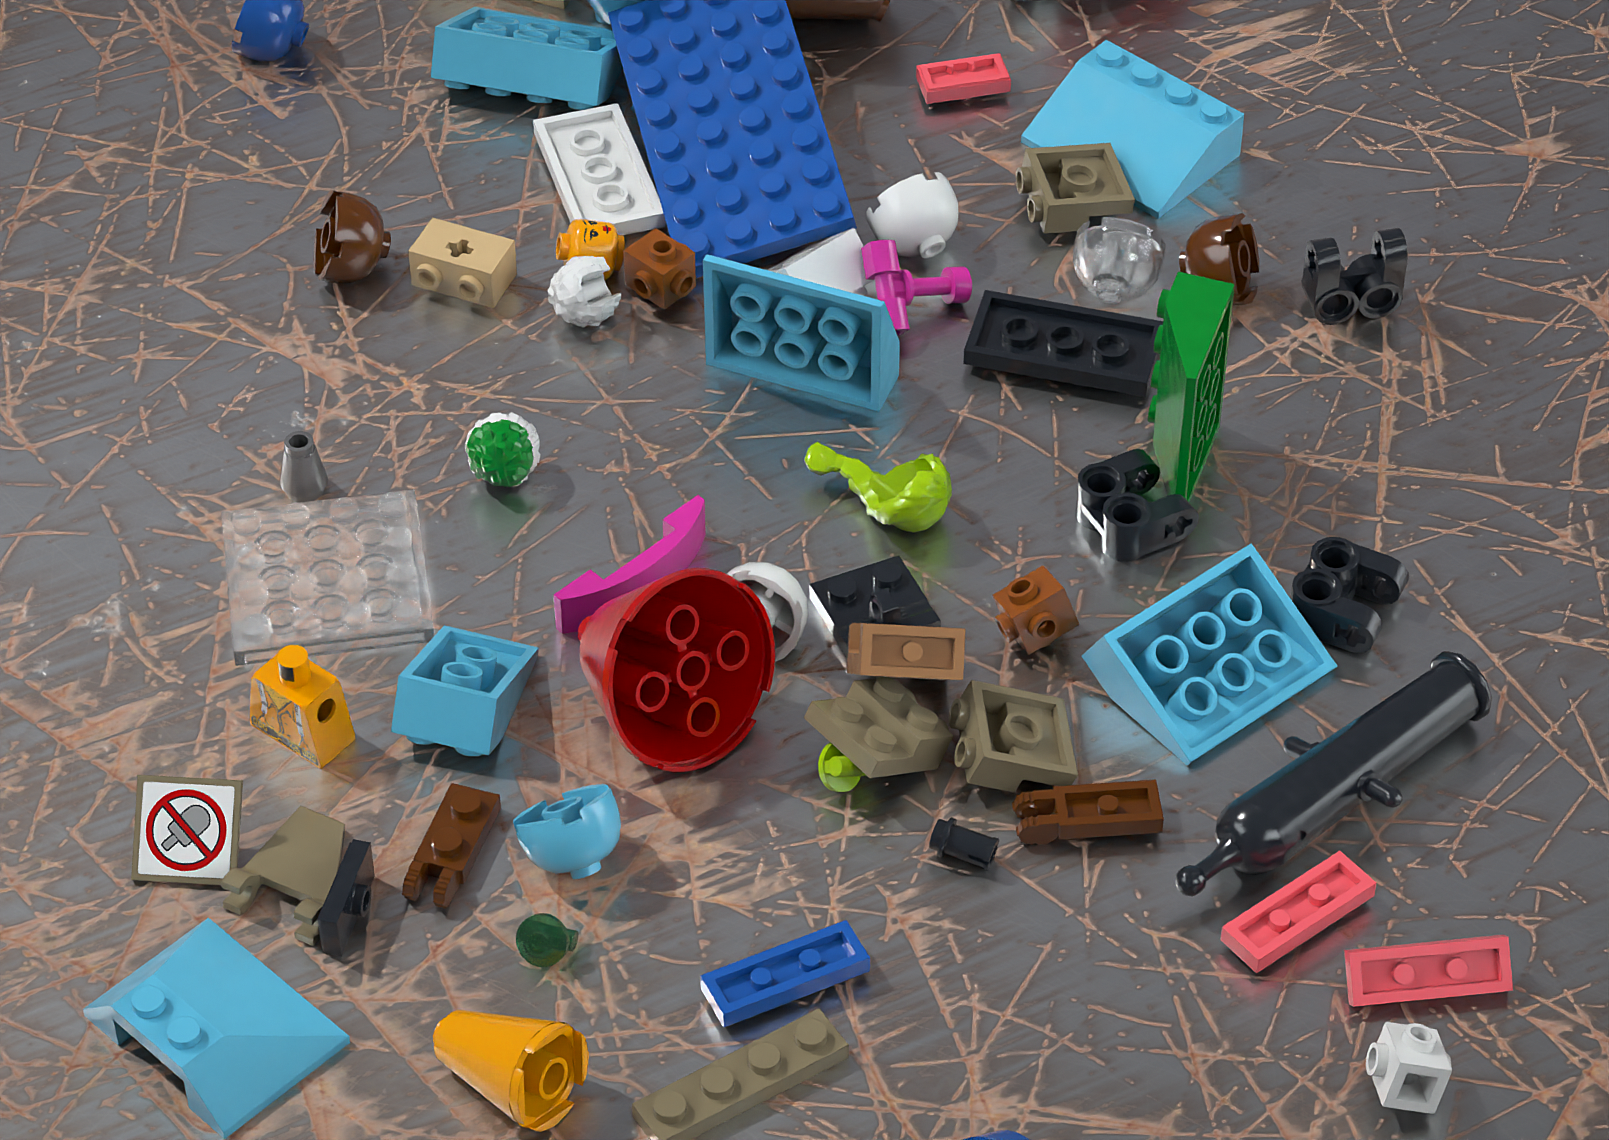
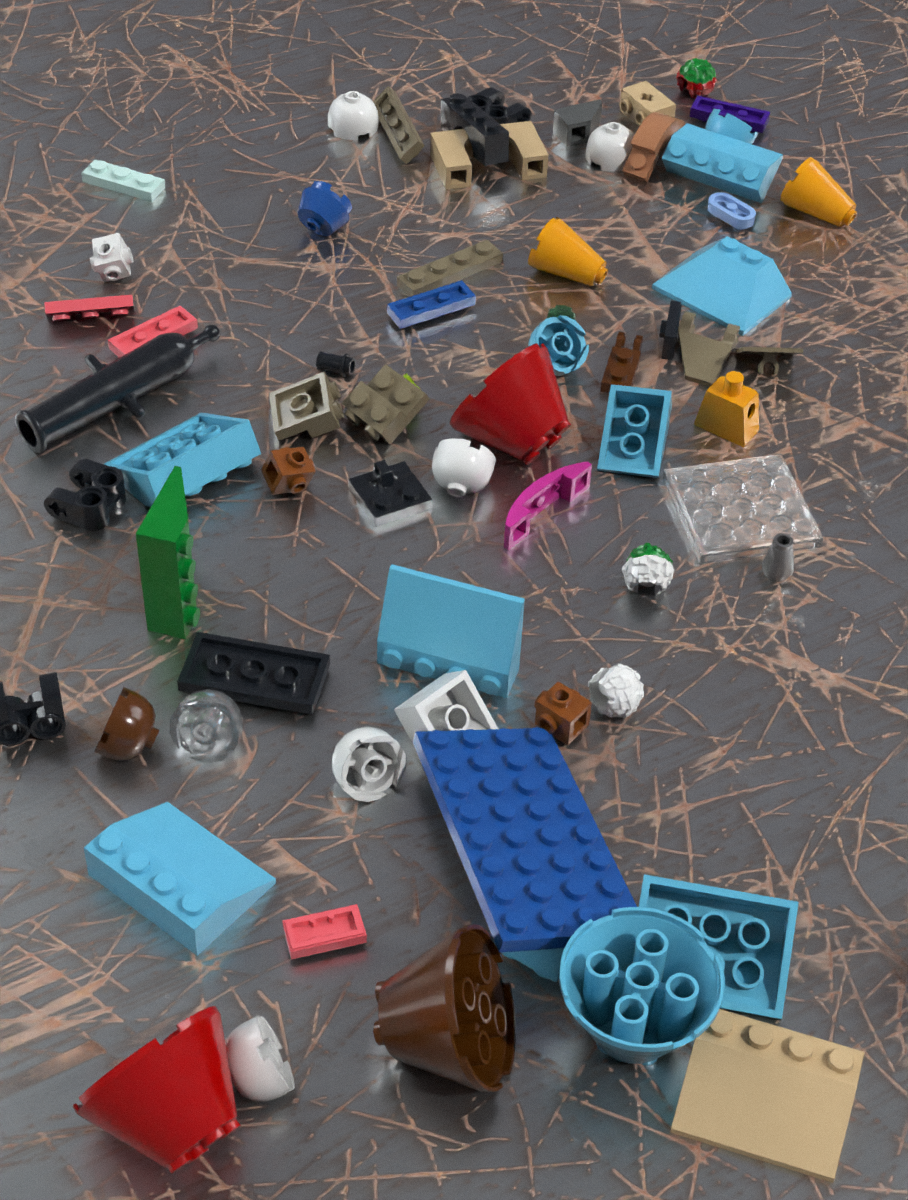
camera: 175 degrees right, 0 degrees up
(350, 239) = (806, 731): reddish brown cylinder -> none
(462, 262) = (715, 725): tan brick -> none
(592, 239) = (620, 736): light orange head -> none
(599, 169) = (632, 819): white plate -> none
(898, 287) = (385, 693): dark pink bar -> none
(906, 651) = (370, 423): medium nougat panel -> none
(907, 496) = (371, 546): lime hair -> none
(1072, 184) = (236, 801): dark tan plate -> none
(1089, 811) = (260, 378): reddish brown hinge -> none
(1114, 505) = (231, 548): black piece -> none

